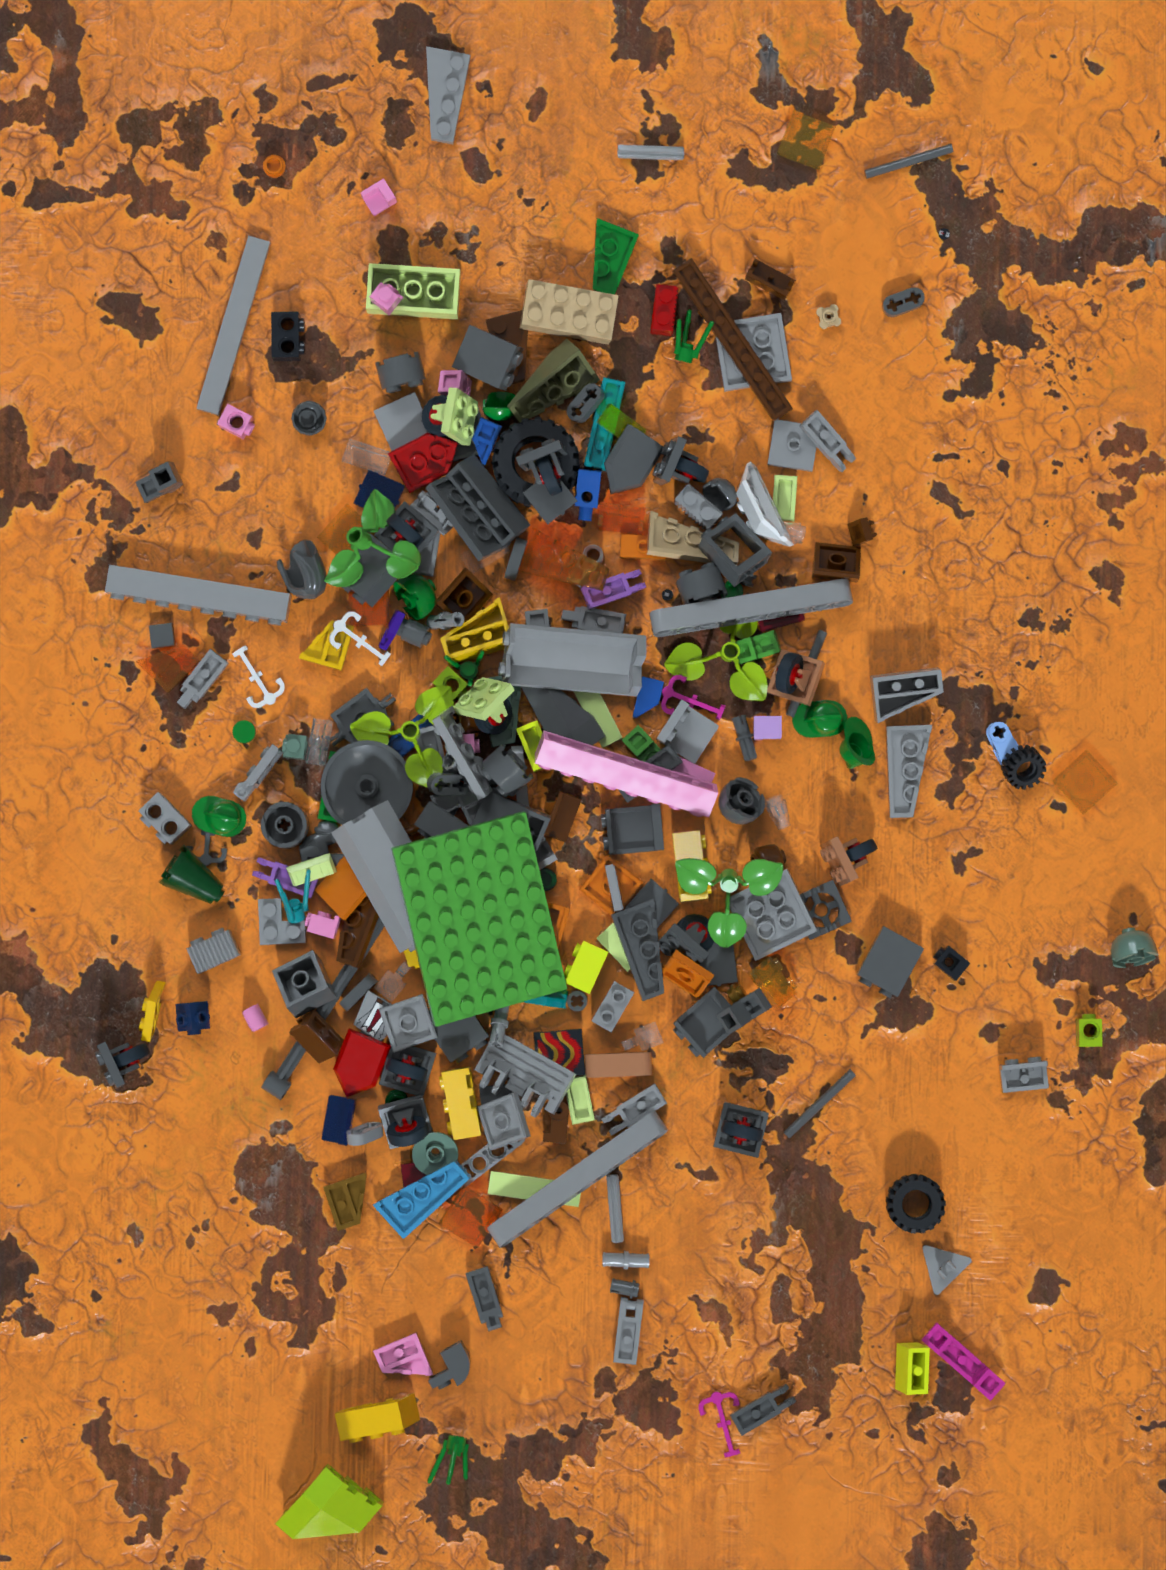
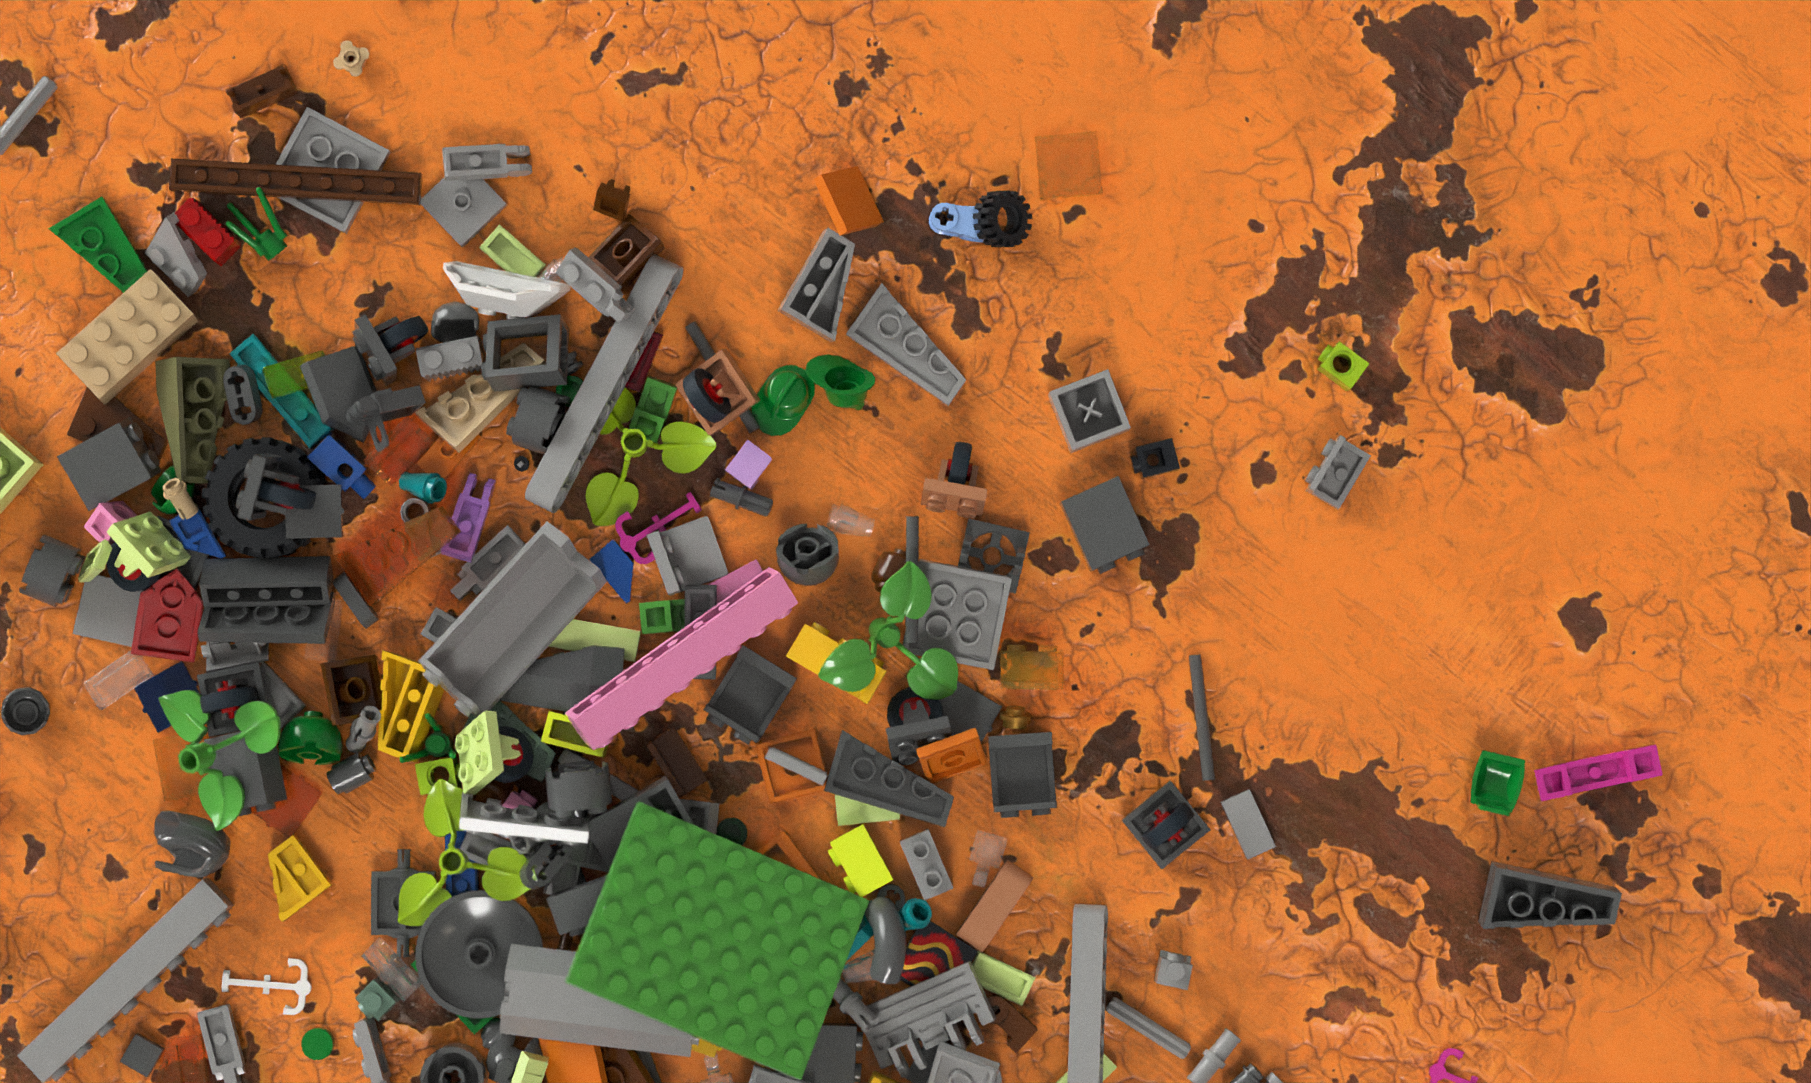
camera: 60 degrees left, 0 degrees up
(339, 626) = (280, 849): white piece -> none
(391, 629) = (328, 795): dark purple tile -> none
(425, 393) = (95, 561): none -> yellowish green tile
(501, 409) = (176, 492): none -> tan pin
(527, 1017) = (859, 968): none -> clear cone
(552, 1018) = (889, 940): none -> dark grey cylinder
(576, 1020) = (915, 914): none -> teal cone
(612, 549) = (426, 486): none -> teal cone
(636, 304) = (176, 257): none -> light grey wing
(636, 1108) = (1056, 921): light grey hinge -> none
(641, 491) = (383, 407): none -> dark grey piece
(660, 1197) = (1173, 970): none -> light grey brick
(663, 901) = (854, 722): dark grey piece -> none
(743, 1011) = (1039, 725): dark grey brick -> none
(760, 1410) = (1487, 1034): dark grey hinge -> none
(777, 1177) = (1248, 824): none -> light grey tile
(788, 861) = (912, 555): none -> dark grey bar
(803, 559) = (594, 285): none -> light grey hinge
(861, 1378) = (1538, 898): none -> dark grey wedge
(912, 1306) = (1497, 782): none -> green piece
(912, 1368) = (1565, 834): neon yellow brick -> none
(930, 1217) = (1415, 690): black tyre -> none
(943, 1266) = (1478, 716): light grey piece -> none
(949, 902) = (1089, 411): none -> light grey brick
(966, 669) = (848, 200): none -> orange tile
(1133, 947) = (1287, 249): sand green cylinder -> none

